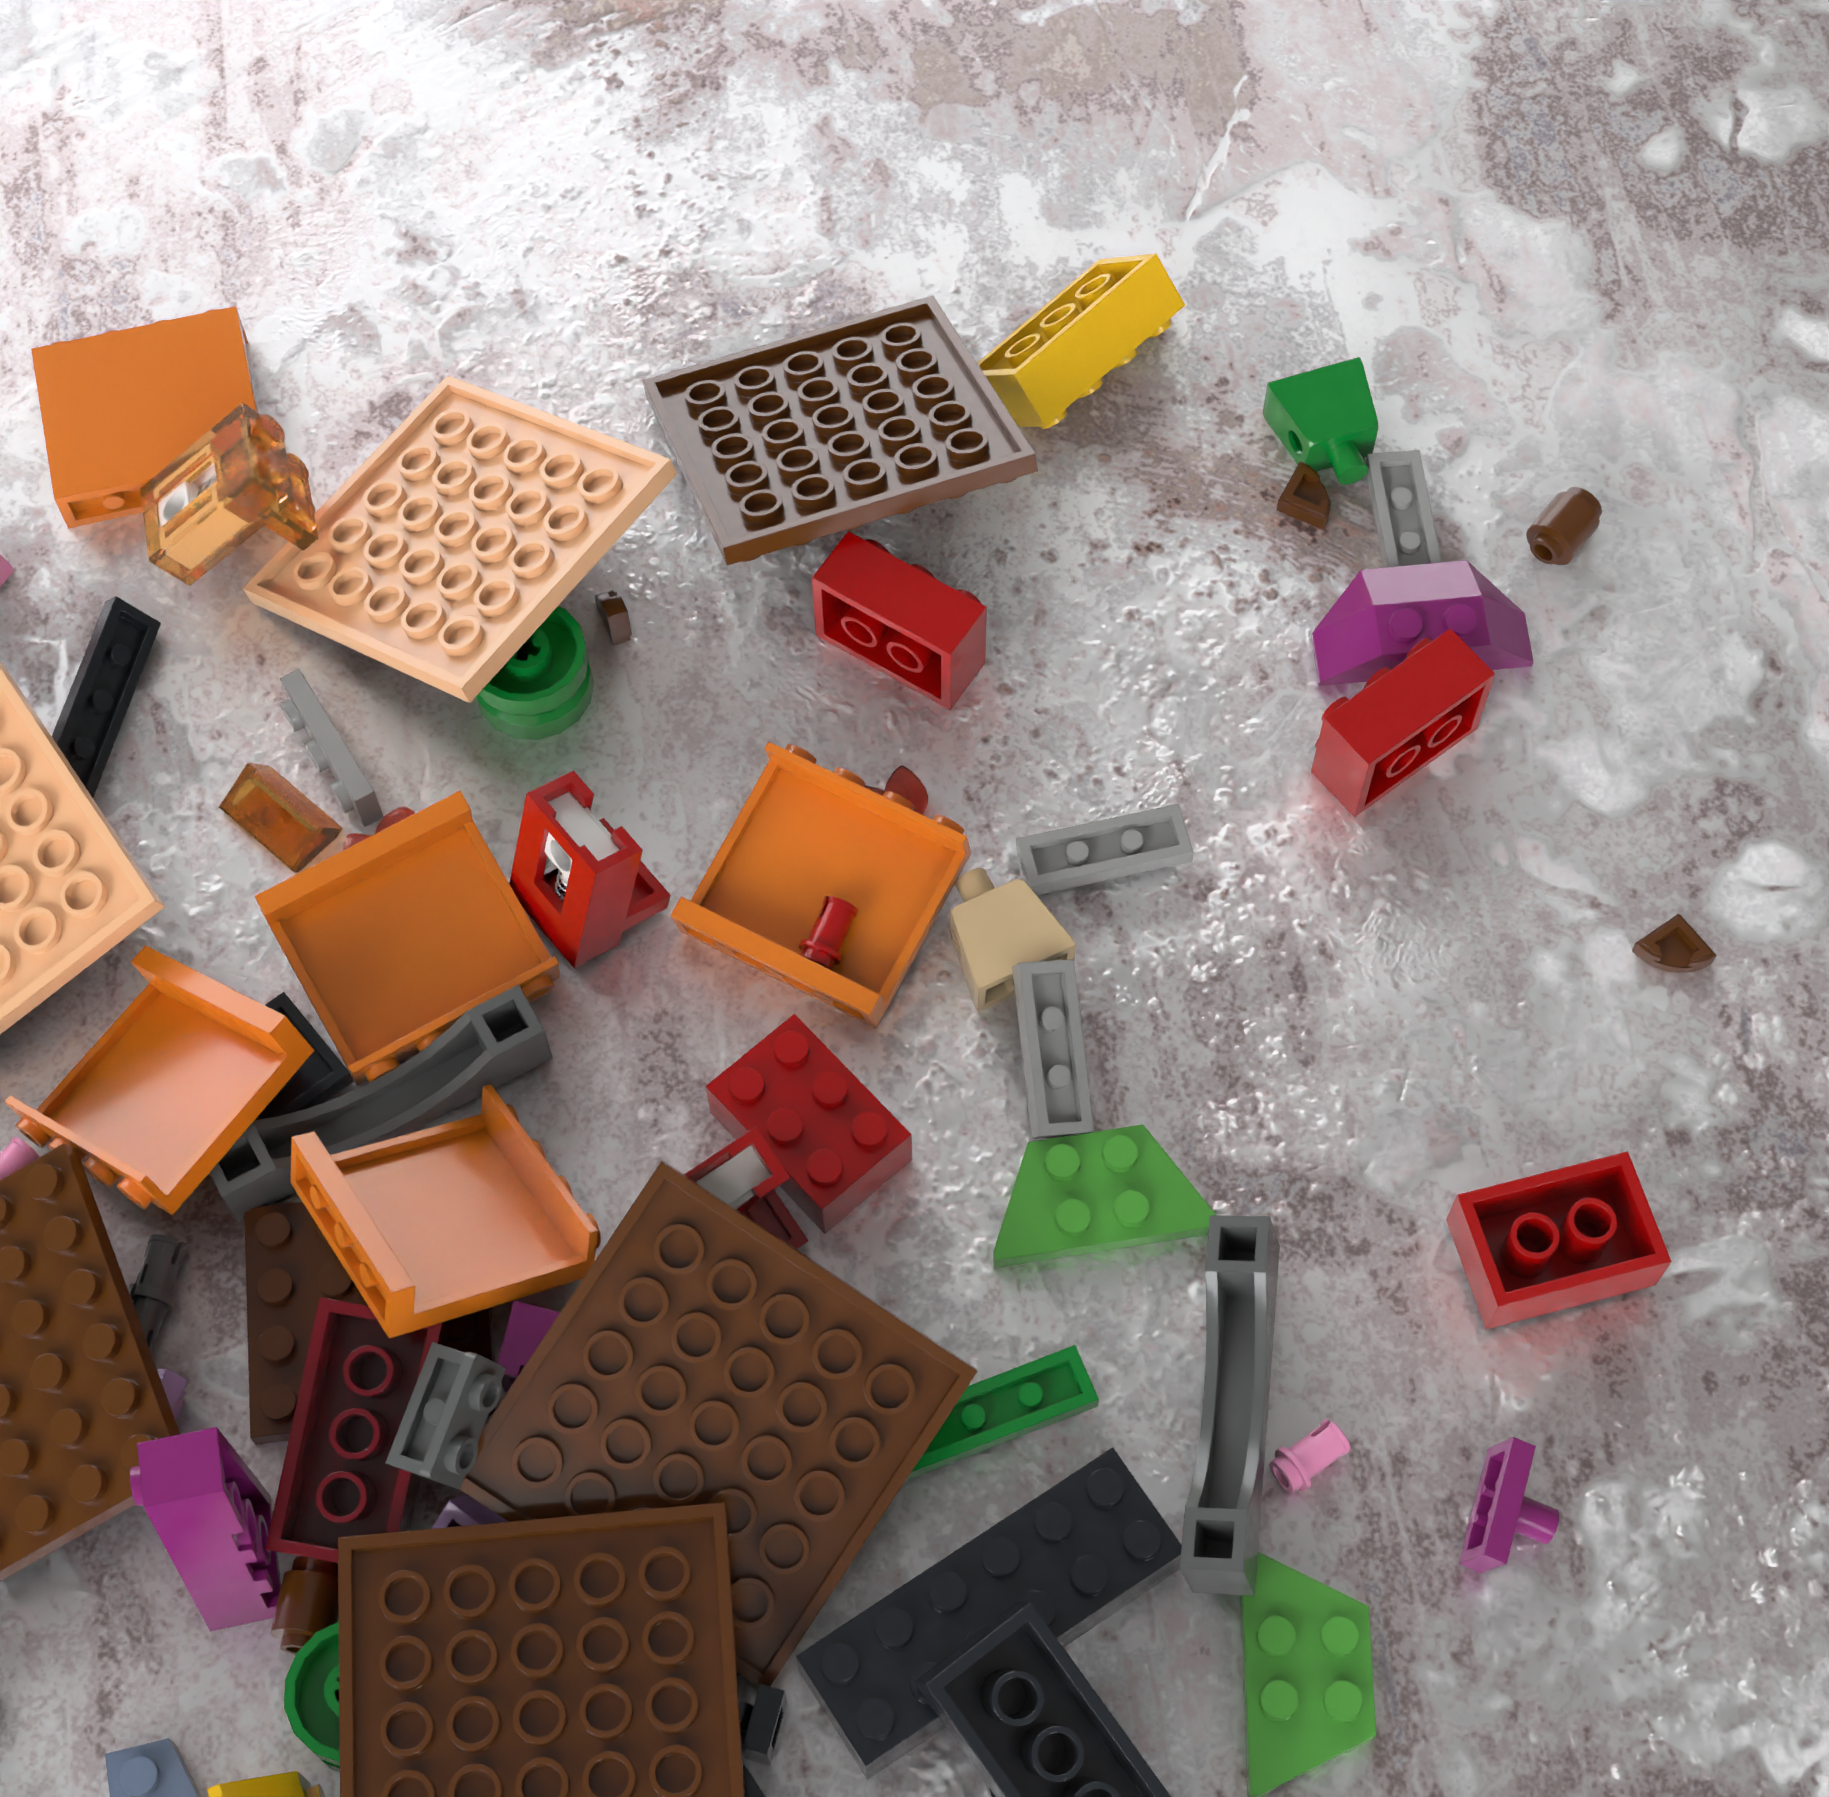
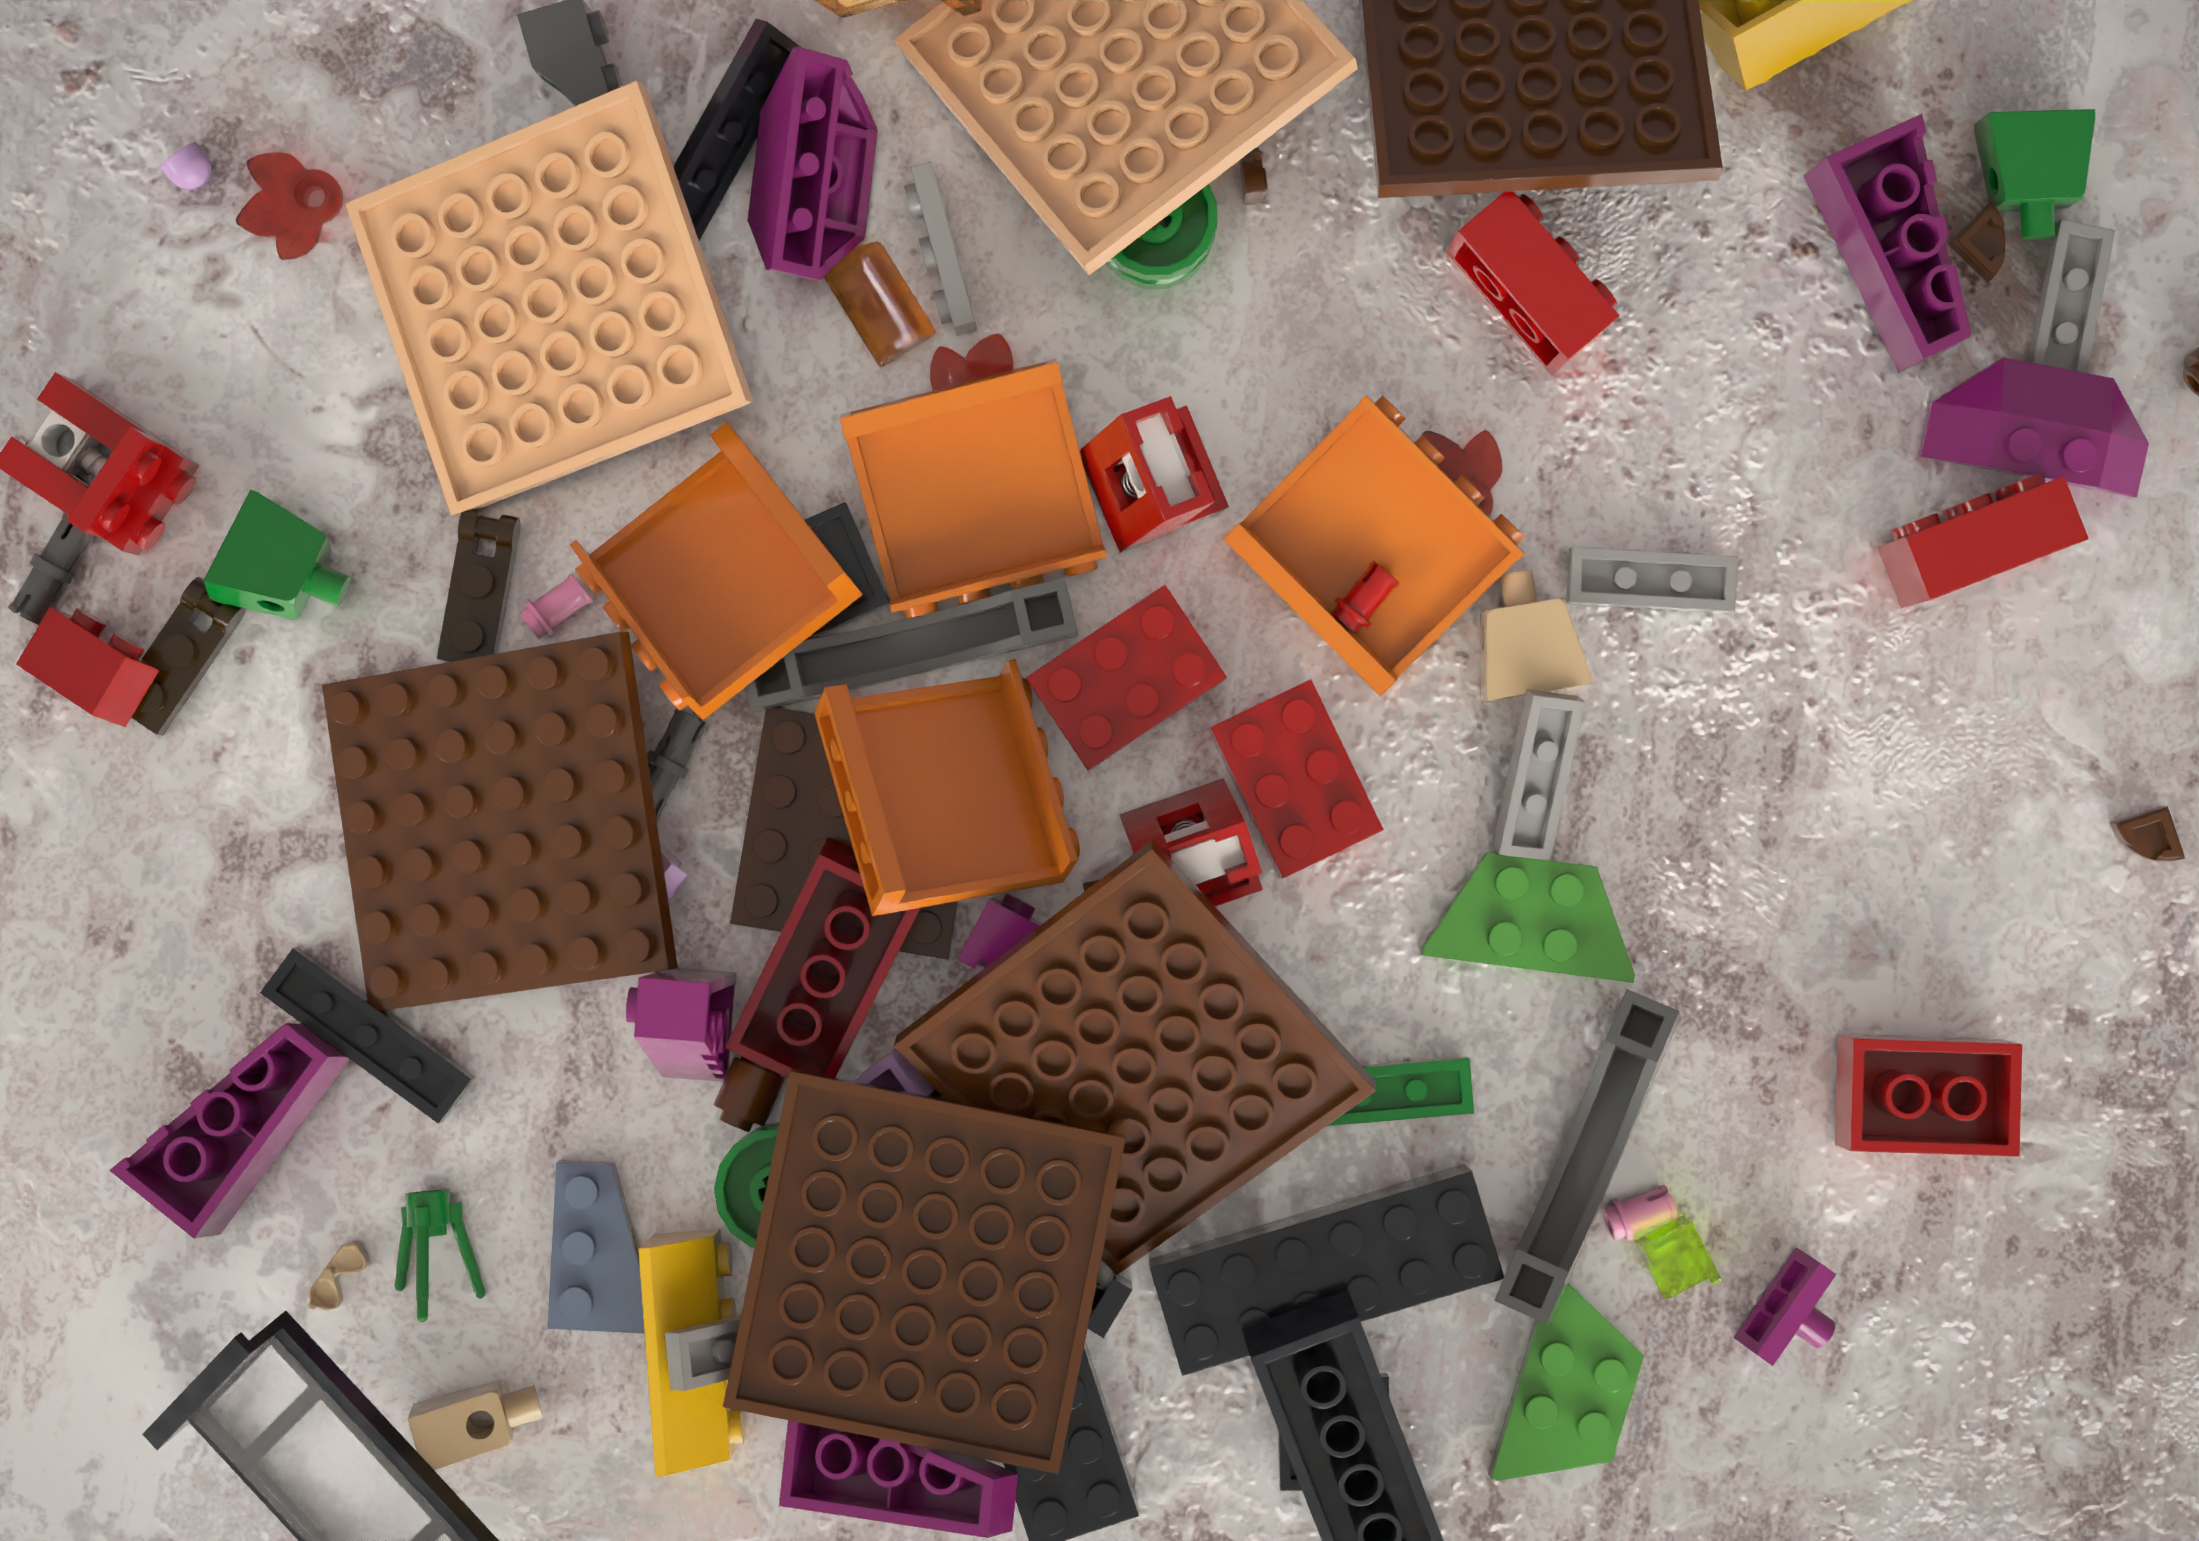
camera: 15 degrees right, 25 degrees up
(185, 703) = (811, 167): none -> magenta wedge
(447, 1415) = (906, 995): dark grey bracket -> none
(610, 1076) = (1126, 678): none -> red brick
(1222, 507) = (1893, 240): none -> magenta wedge
(1367, 1491) = (1677, 1257): none -> clear neon green panel

